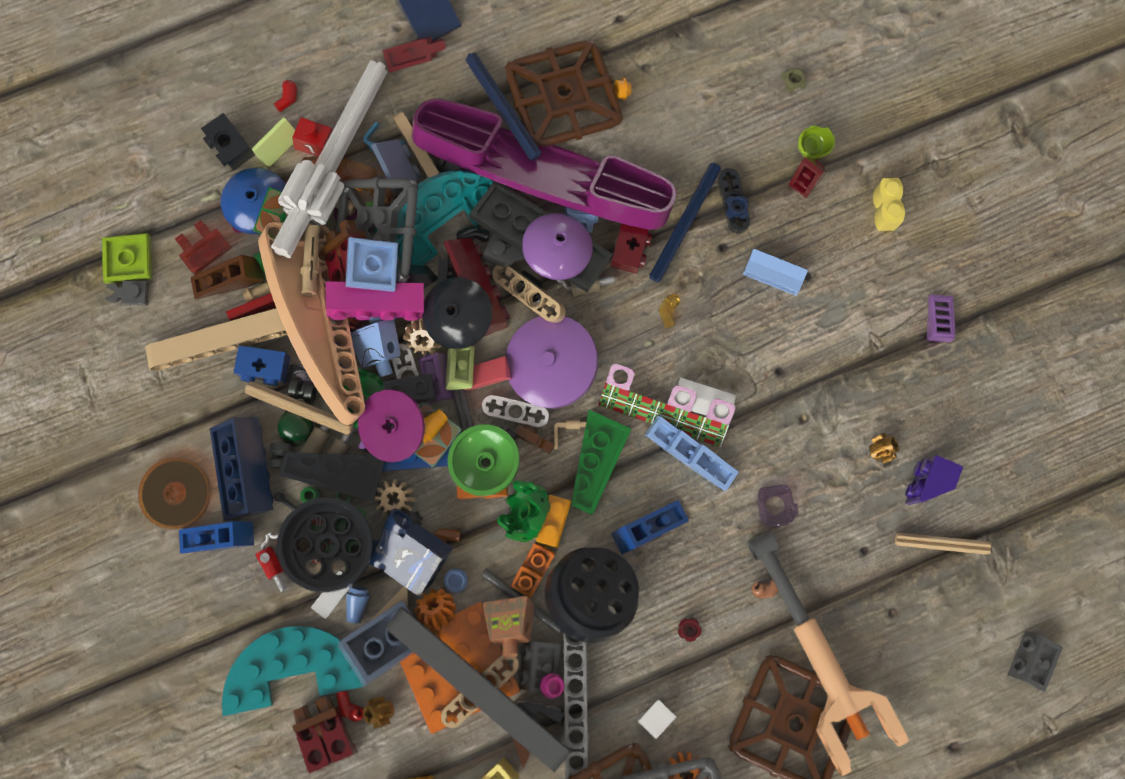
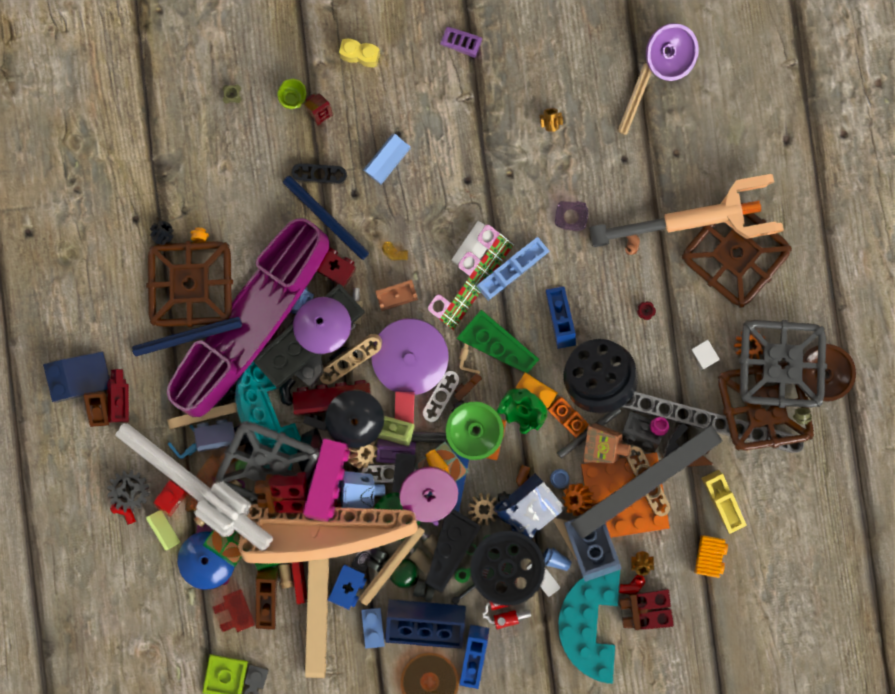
camera: 75 degrees left, 5 degrees up
(217, 133) = (139, 570): black brick -> none
(222, 409) = (373, 628): none -> medium blue plate
(309, 270) = (286, 526): tan pin -> none
(318, 87) = (120, 493): none -> dark grey gear
(371, 264) = (300, 474): light blue plate -> none
(394, 31) = (96, 408): none -> reddish brown slope
(612, 46) = (161, 232): none -> black gear
(619, 326) = (396, 295): none -> nougat hinge
(739, 201) = (327, 168): dark blue plate -> none
(932, 478) = (587, 92): dark purple slope -> none
(1017, 584) = (681, 51): none -> medium lavender dish
(1035, 660) = (741, 59): dark grey bracket -> none

